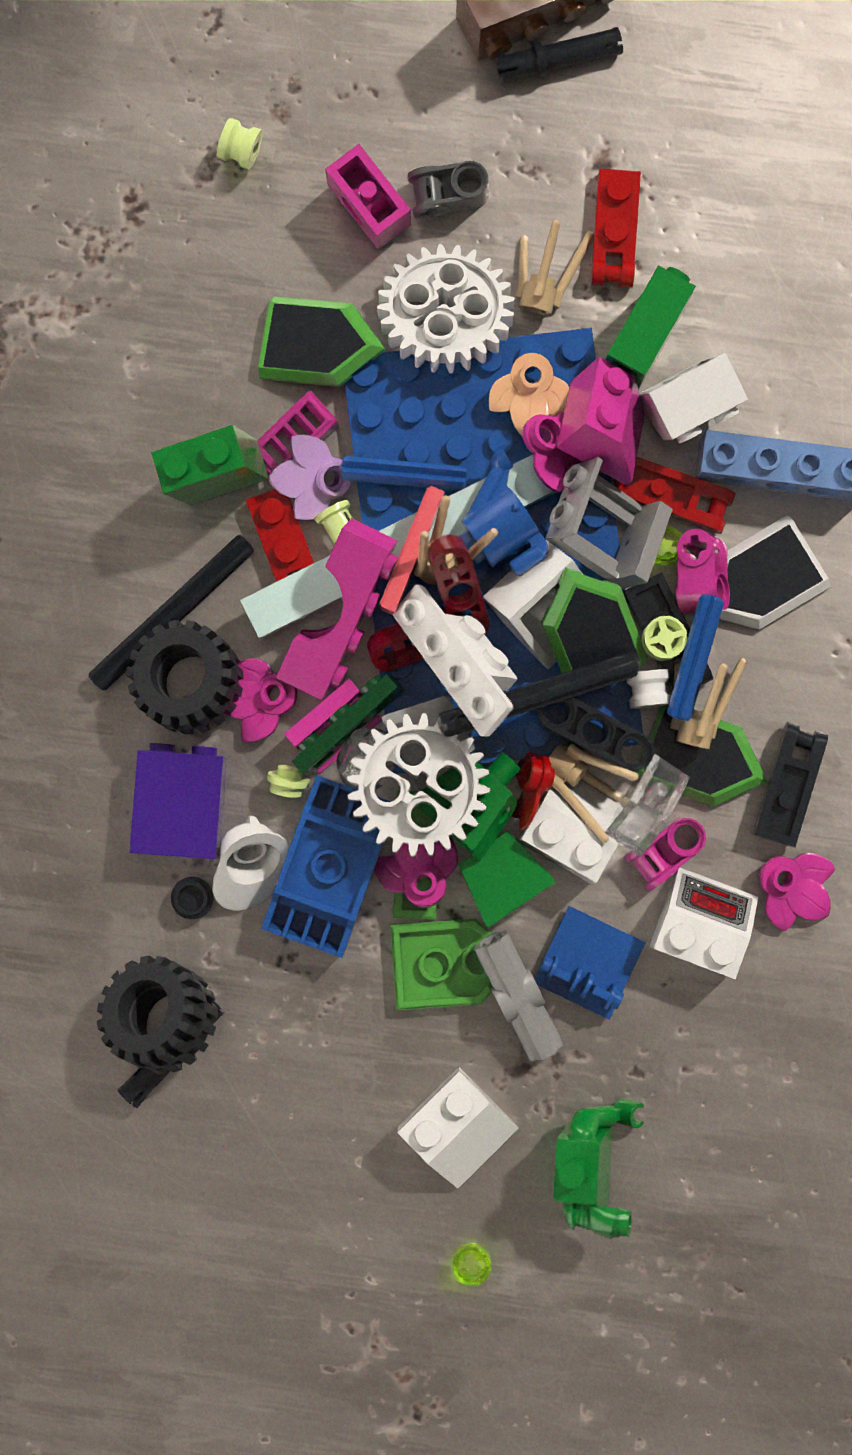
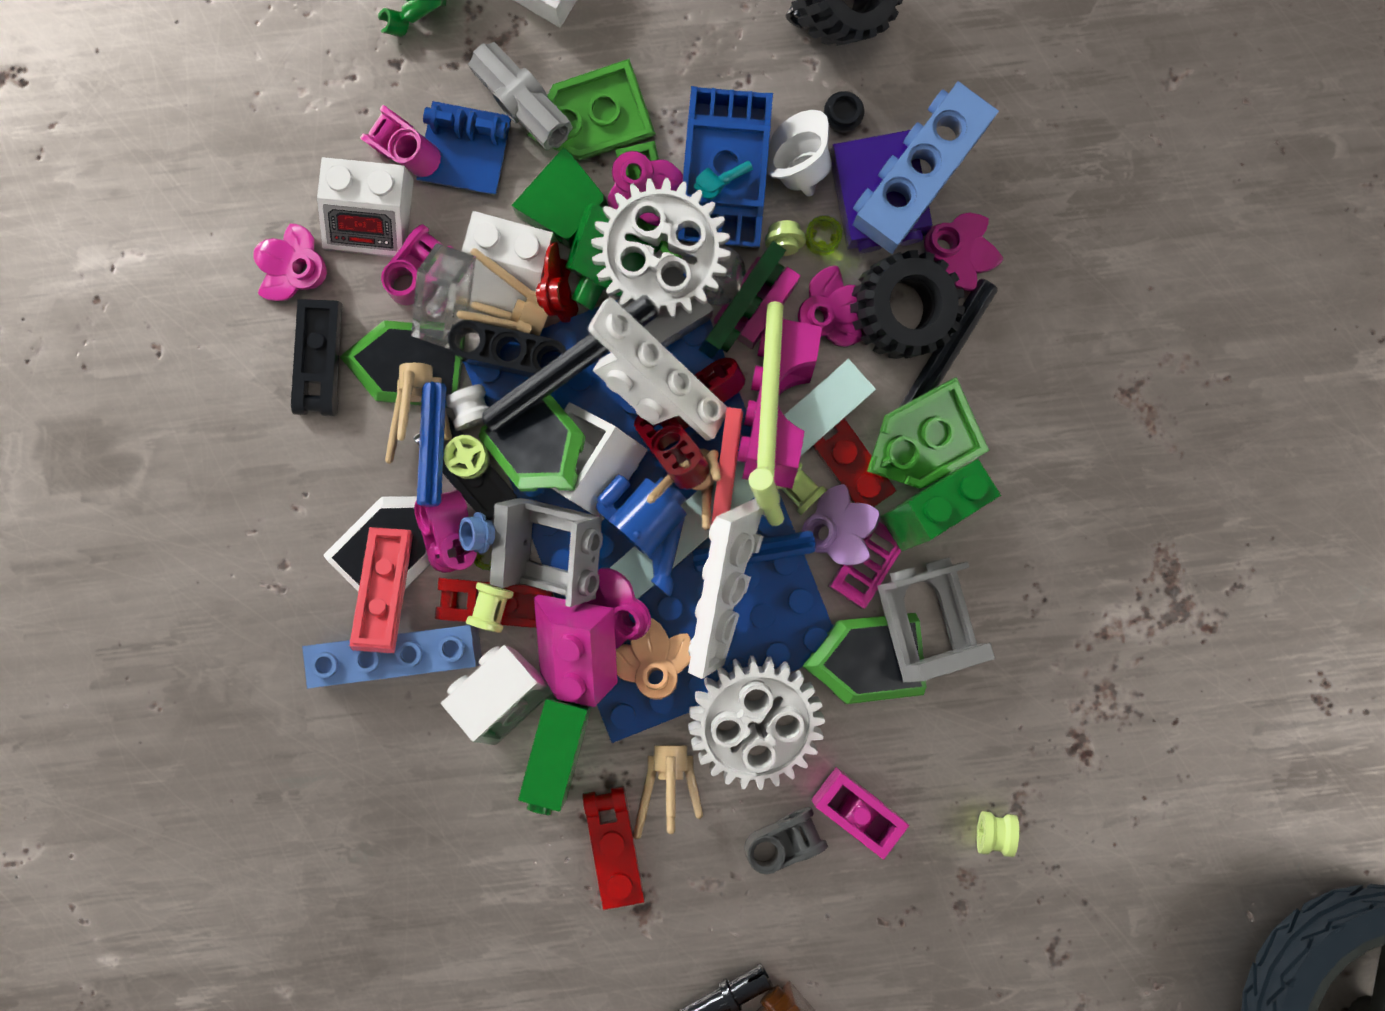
camera: 165 degrees right, 0 degrees up
(72, 837) = (969, 119): none -> medium blue brick
(106, 721) = (968, 249): none -> dark pink plate
(200, 541) = (928, 438): none -> bright green tile
(221, 323) = (965, 651): none -> light grey panel
(242, 788) = (825, 223): none -> clear neon green bush
(350, 844) = (712, 185): none -> teal hand
(381, 518) = (762, 478): none -> yellowish green bar
(441, 443) = (732, 544): none -> white wing
(656, 985) = (399, 141): none -> dark pink piece
(672, 559) = (476, 533): none -> medium blue plate
(678, 484) = (489, 607): none -> yellowish green bush
(780, 529) = (381, 590): none -> coral tile

